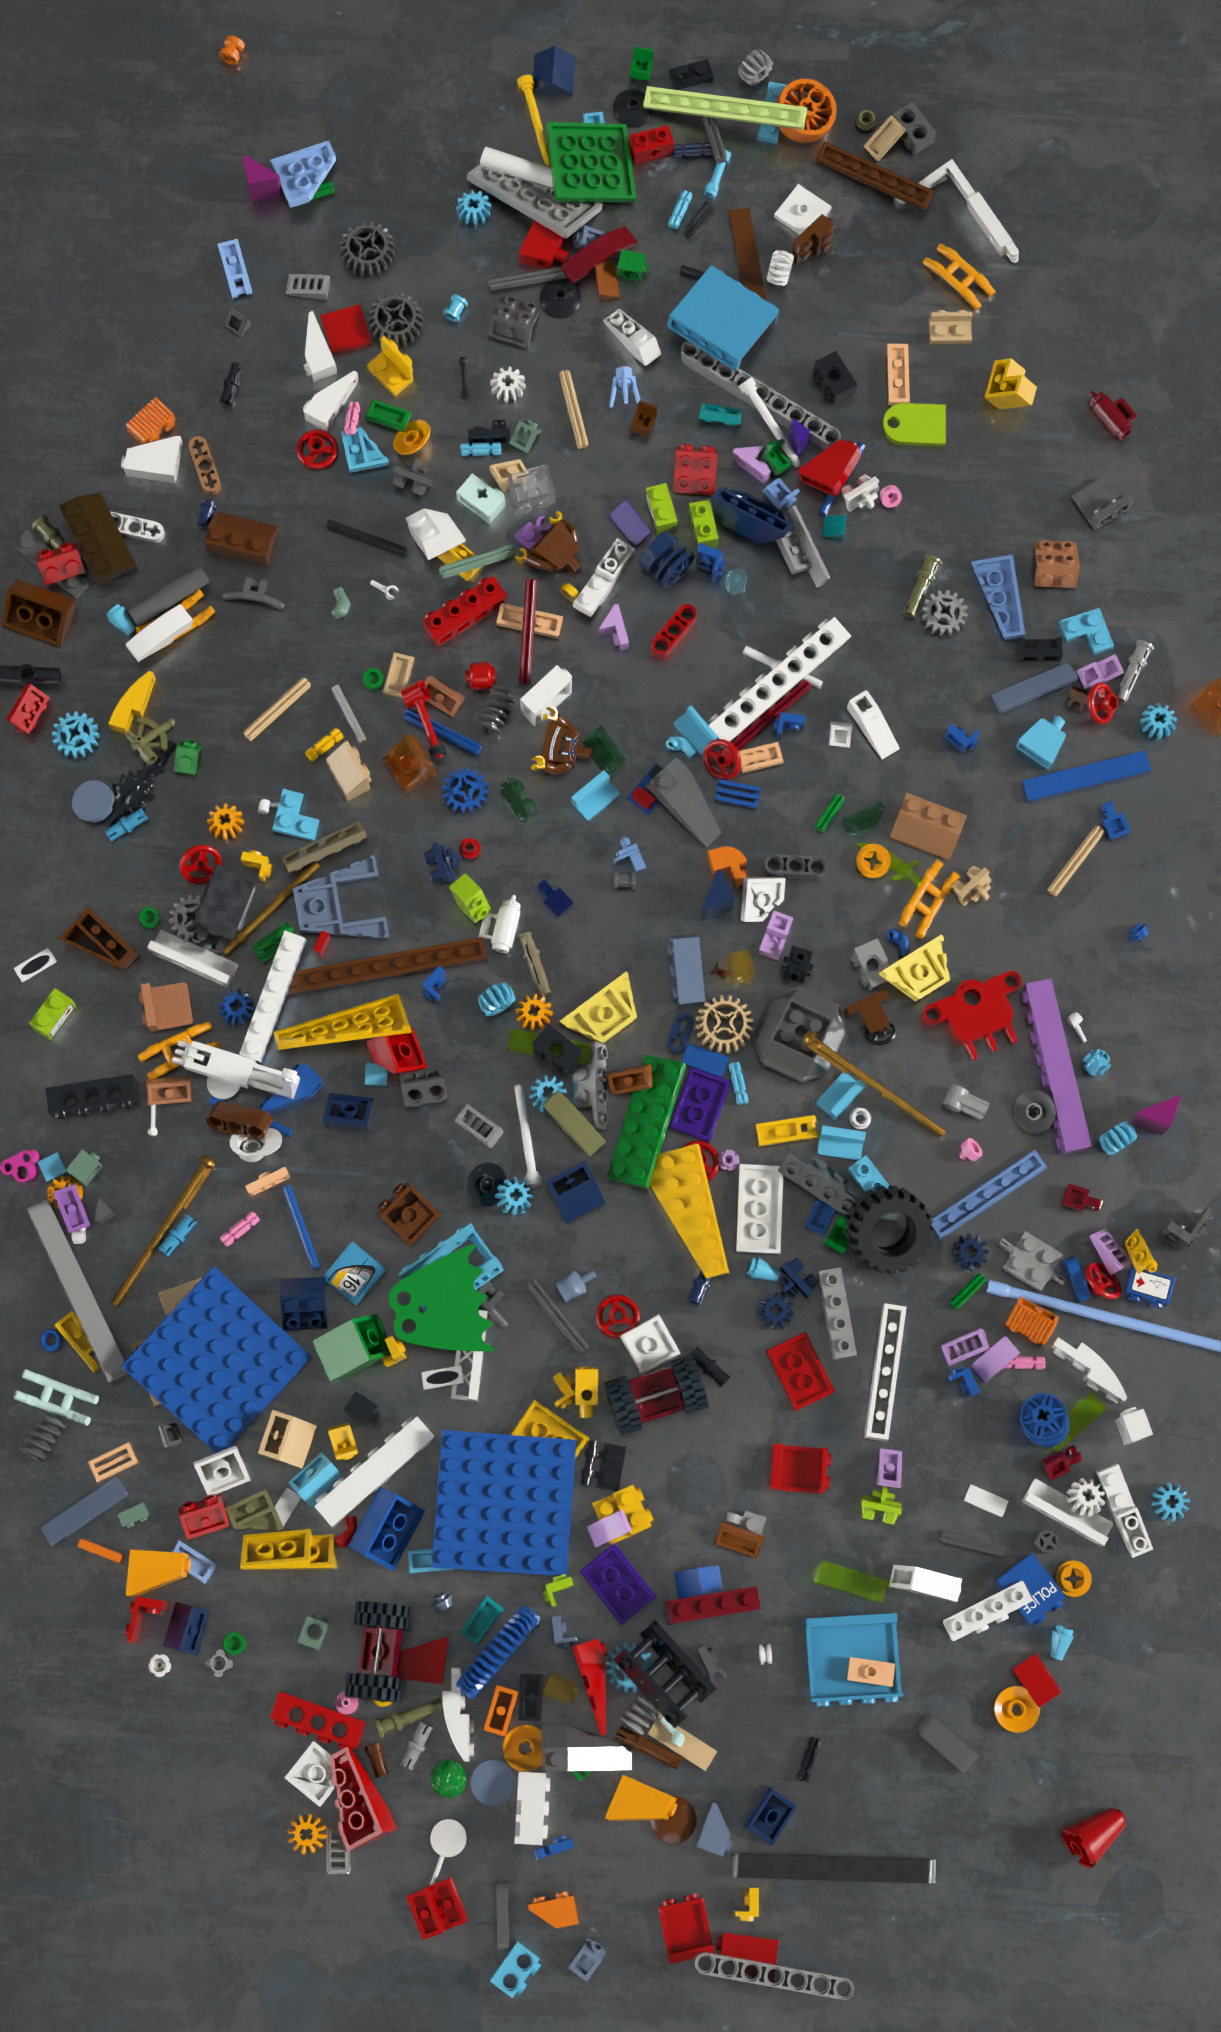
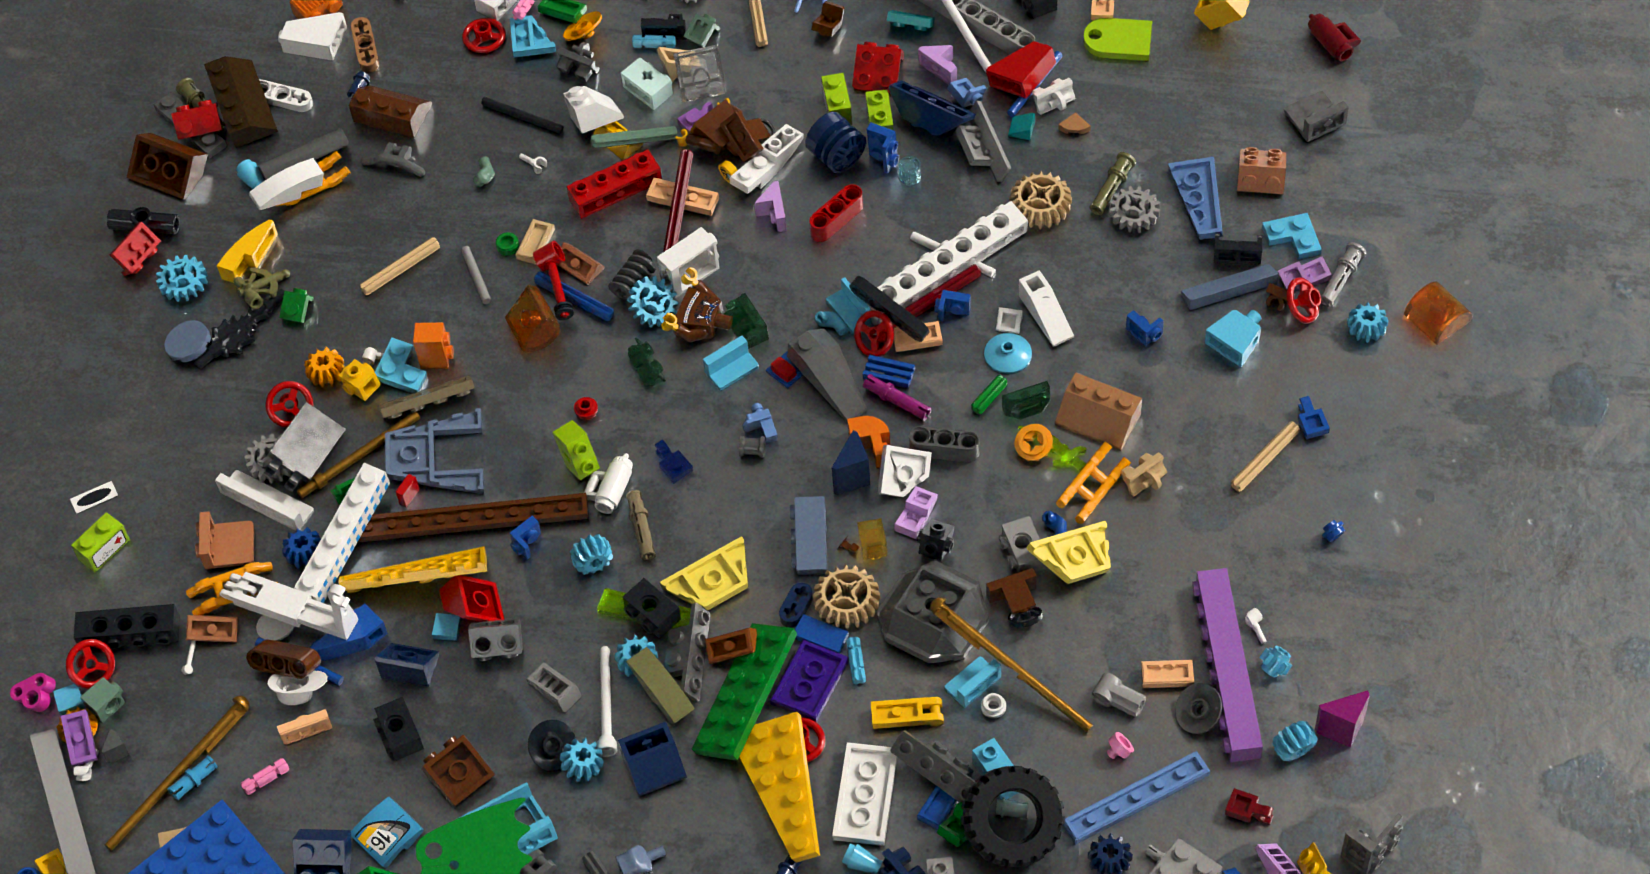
camera: 15 degrees right, 20 degrees down
(59, 1129) = (81, 661): none -> red piece
(98, 938) = (164, 471): reddish brown wedge -> none
(126, 824) = (218, 365): dark azure pin -> none
(149, 918) = (225, 457): green tile -> none
(256, 860) = (352, 407): yellow bracket -> none
(260, 834) = (359, 379): none -> yellow brick
(314, 1263) = (335, 780): blue bar -> none
(323, 797) = (432, 345): none -> orange brick
(324, 744) = (444, 301): yellow axle -> none
(348, 771) = (465, 323): tan slope -> none
(348, 1164) = (395, 715): none -> black brick
(446, 862) = (554, 414): dark blue hips -> none
(472, 787) = (577, 354): blue gear -> none
(480, 675) = (621, 243): red head -> none
(510, 731) = (653, 291): none -> medium azure gear
(535, 1004) = (631, 570): light orange gear -> none
(584, 556) = (746, 134): none -> reddish brown piece
(630, 524) = (801, 112): slope -> none
(723, 1164) = (835, 746): lavender plate -> none
(735, 737) = (883, 303): none -> black beam
(740, 817) = (888, 392): none -> magenta pin
(775, 458) = (963, 59): green bracket -> none
(798, 437) = (990, 39): dark purple slope -> none
(839, 777) = (1008, 360): none -> medium azure dish
(841, 1143) = (967, 727): medium azure panel -> none
(849, 593) = (1042, 193): none -> tan gear
(882, 522) = (1074, 124): none -> medium nougat tile
(890, 496) = (1085, 99): bright pink tile -> none
(979, 1021) = (1140, 610): red piece -> none
(1005, 1078) = (1167, 673): none -> light nougat plate
(1086, 776) = (1283, 374): blue tile -> none

